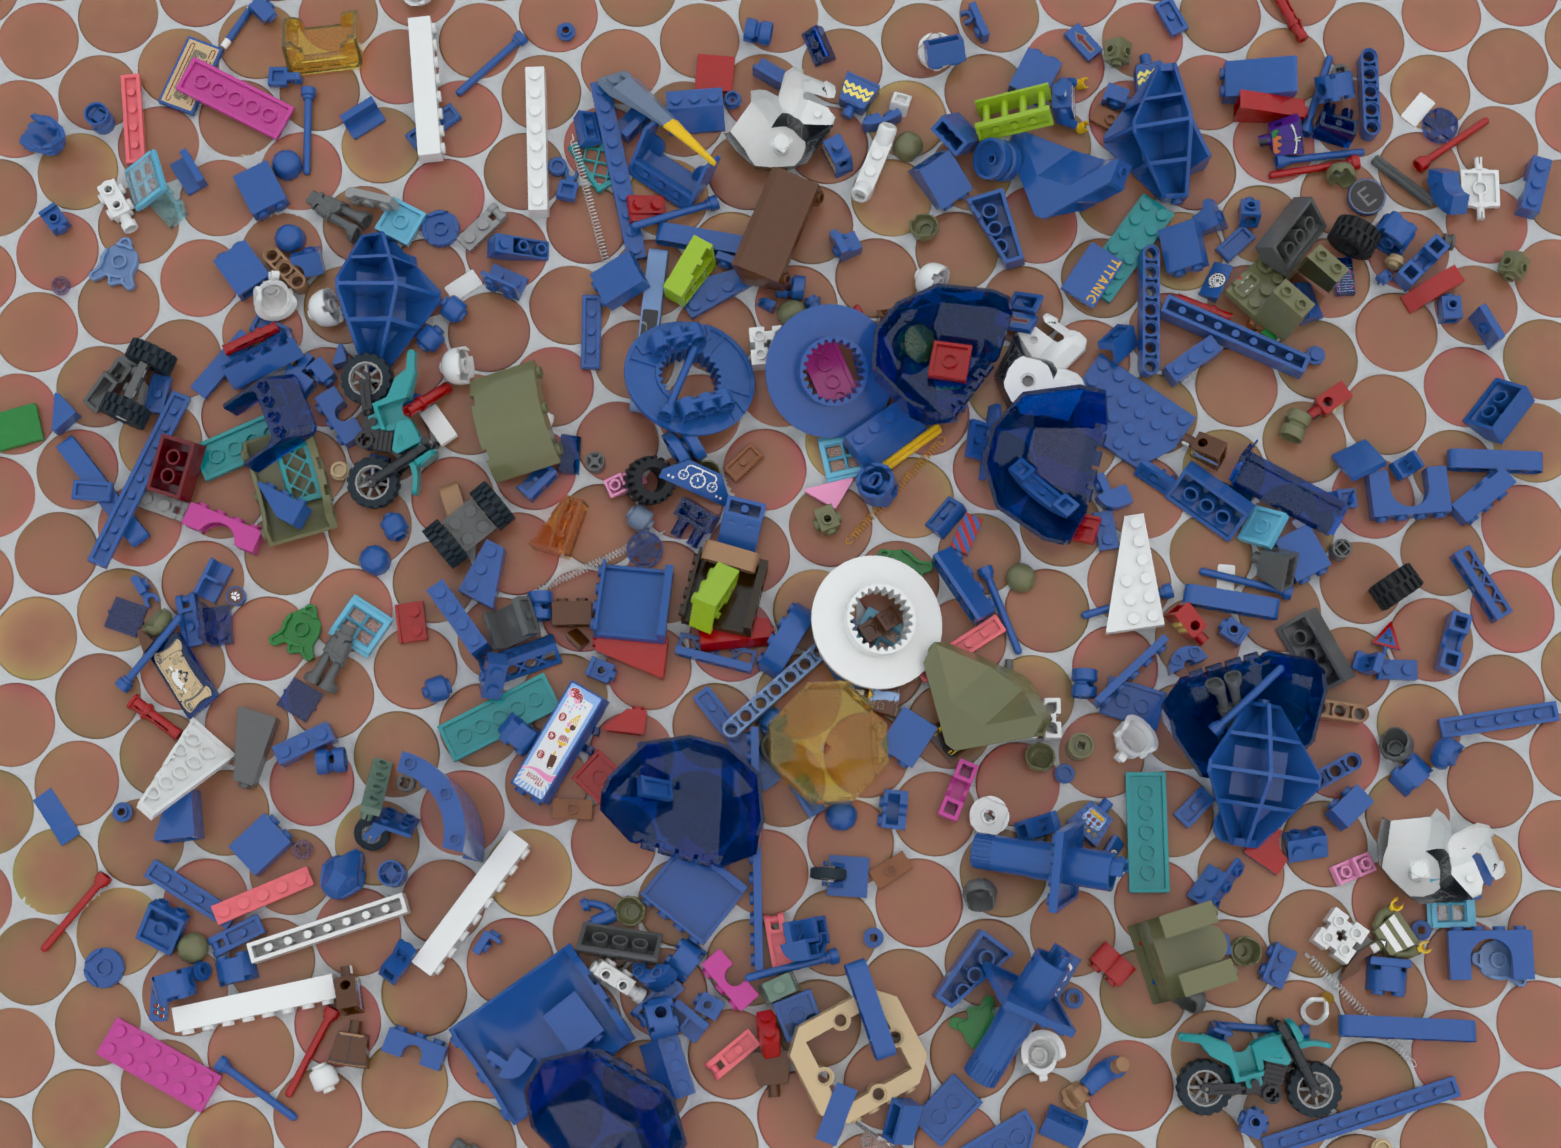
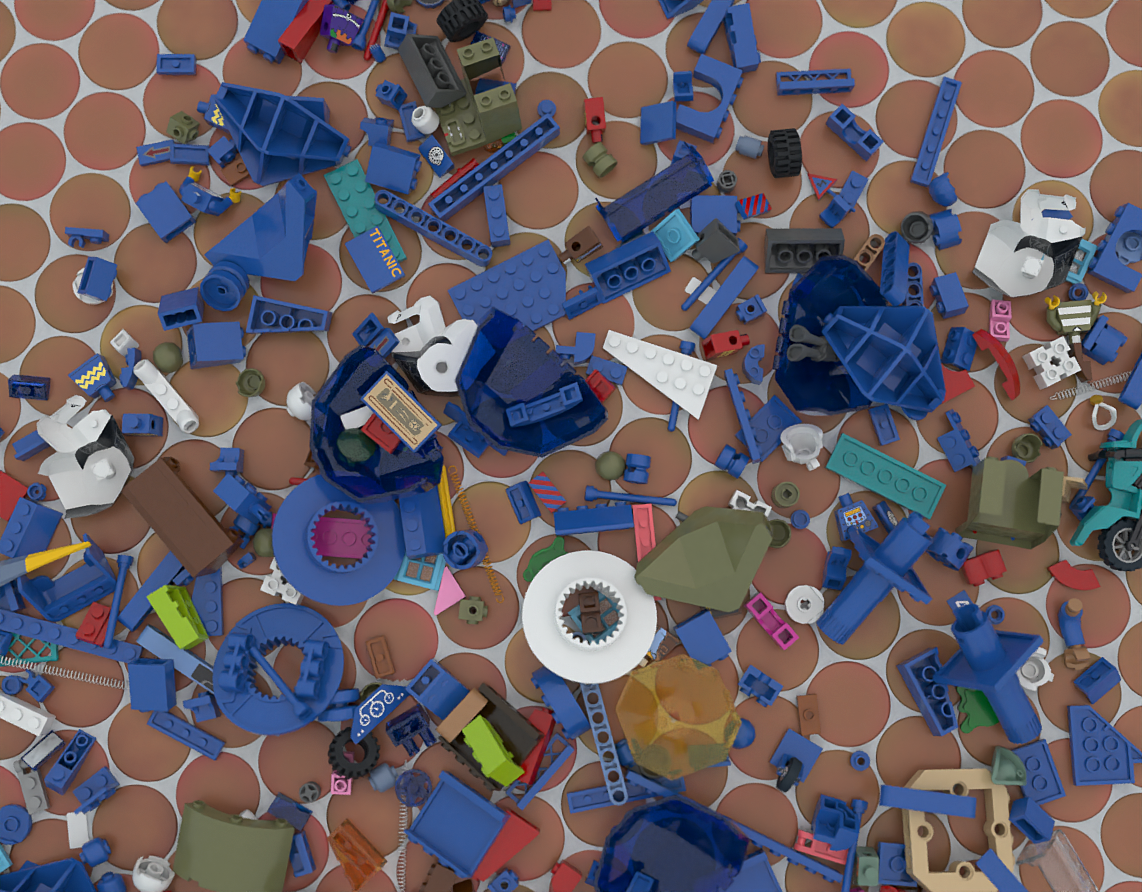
camera: 65 degrees left, 5 degrees up
(516, 221) = (43, 751): none -> flat silver slope
(623, 334) = (204, 707): none -> blue brick
(820, 272) = (243, 498): none -> blue brick
(937, 1076) = (1007, 768): none -> sand green hat
(943, 332) = (356, 418): none -> white sticker
(969, 365) = (401, 412): none -> tile
(980, 895) = (869, 649): dark grey hair -> none
(1017, 122) = (200, 252): lime fence -> none
(1031, 601) = (637, 468): none -> blue wheel
(1097, 70) = (189, 154): none -> blue tile
(1110, 921) = (949, 549): none -> blue brick
(1120, 341) = (446, 268): blue panel -> none
(1147, 1057) = (1073, 578): none -> red tile
(1219, 726) = (832, 368): blue piece -> none
(1228, 1002) = (1072, 482): none -> tan panel
(1243, 253) = (425, 119): none -> white head
(1280, 182) = (377, 53): none -> blue piece
(1313, 187) = (398, 28): none -> blue brick
(1317, 886) = (1004, 360): none -> red slope
(1330, 584) = (753, 206): none -> blue tile
(1344, 739) = (894, 269): none -> blue beam
(1384, 554) = (749, 146): none -> sand blue brick

